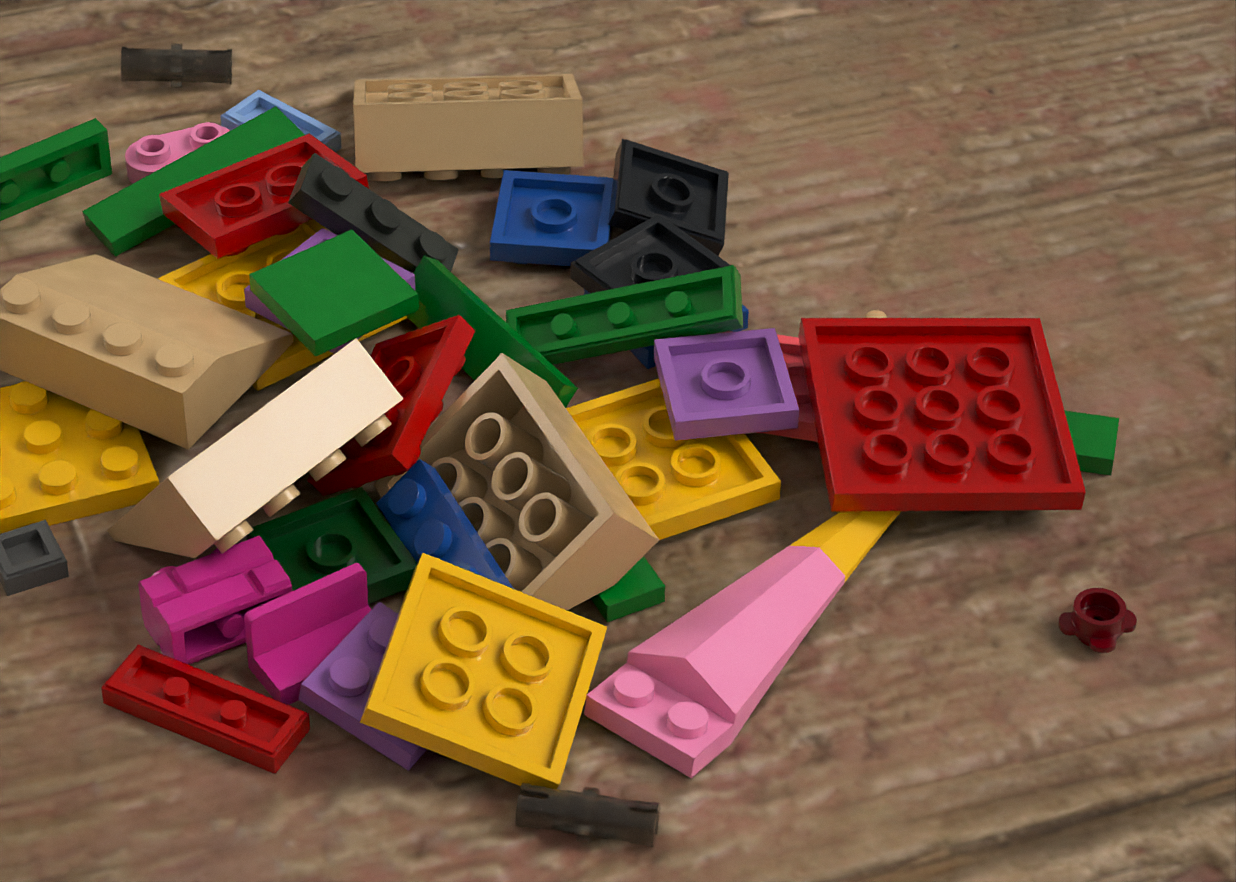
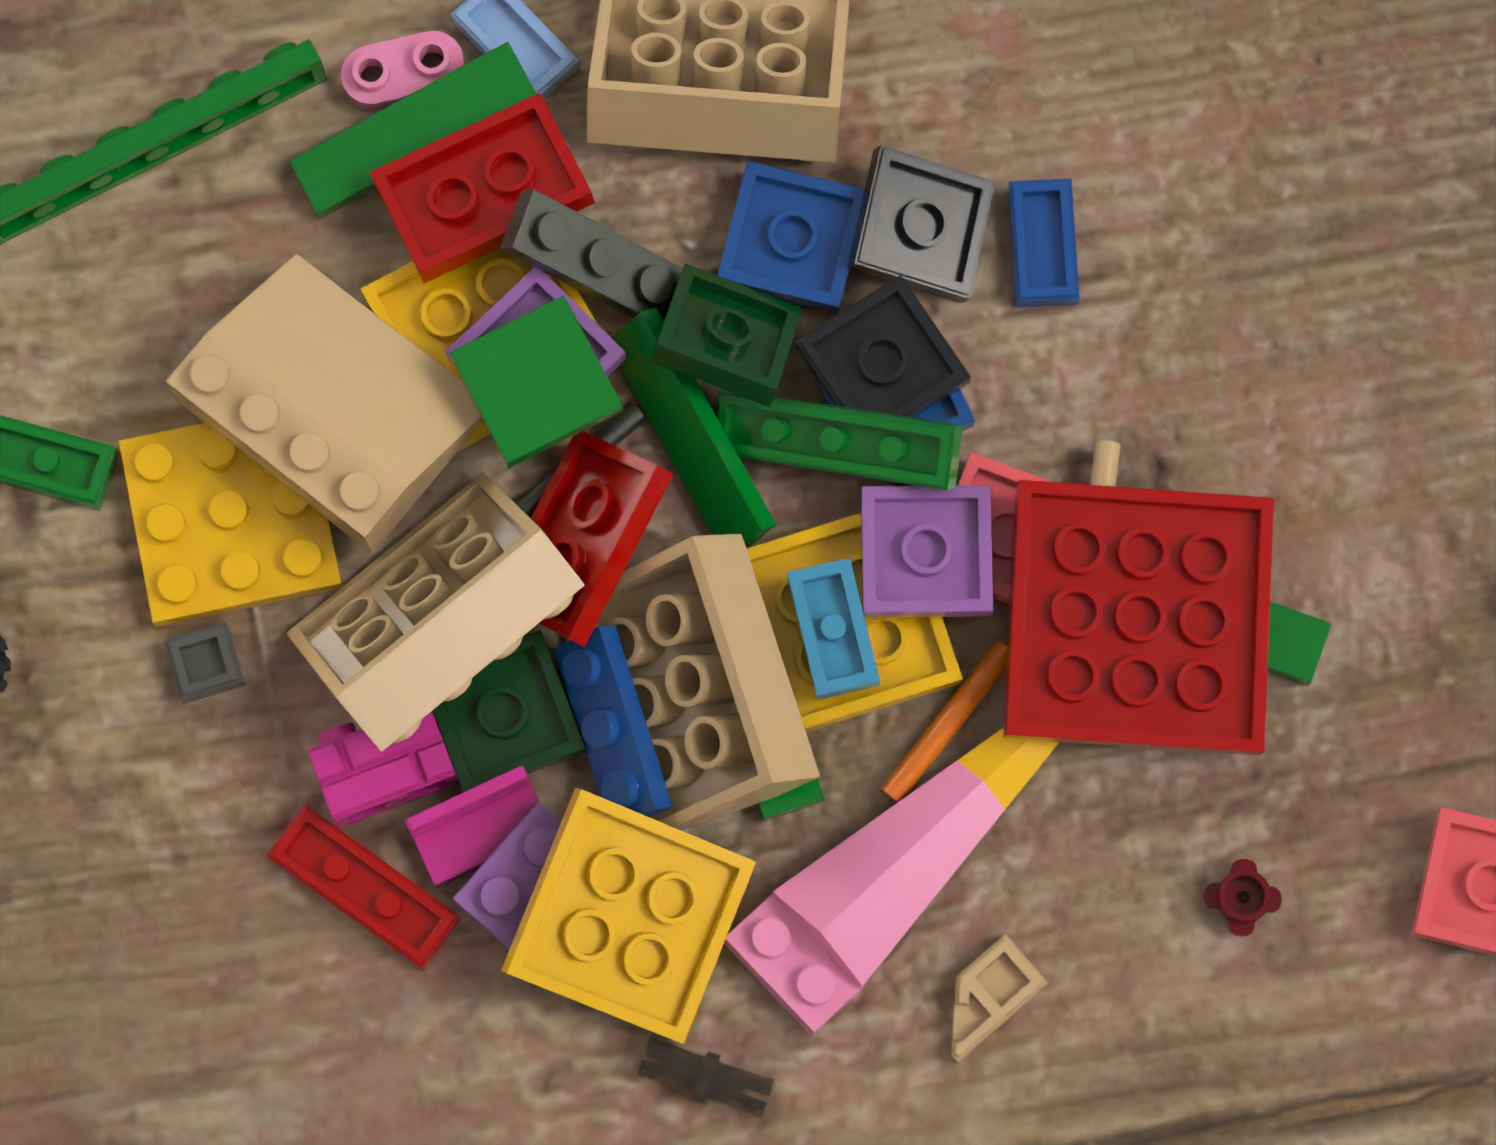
camera: 10 degrees right, 35 degrees up
(528, 271) = (726, 335): none -> dark green plate
(648, 444) = (833, 629): none -> dark azure plate
(775, 524) = (946, 723): none -> orange bar
(781, 211) = (1043, 243): none -> blue tile
(868, 722) = (990, 994): none -> tan tile

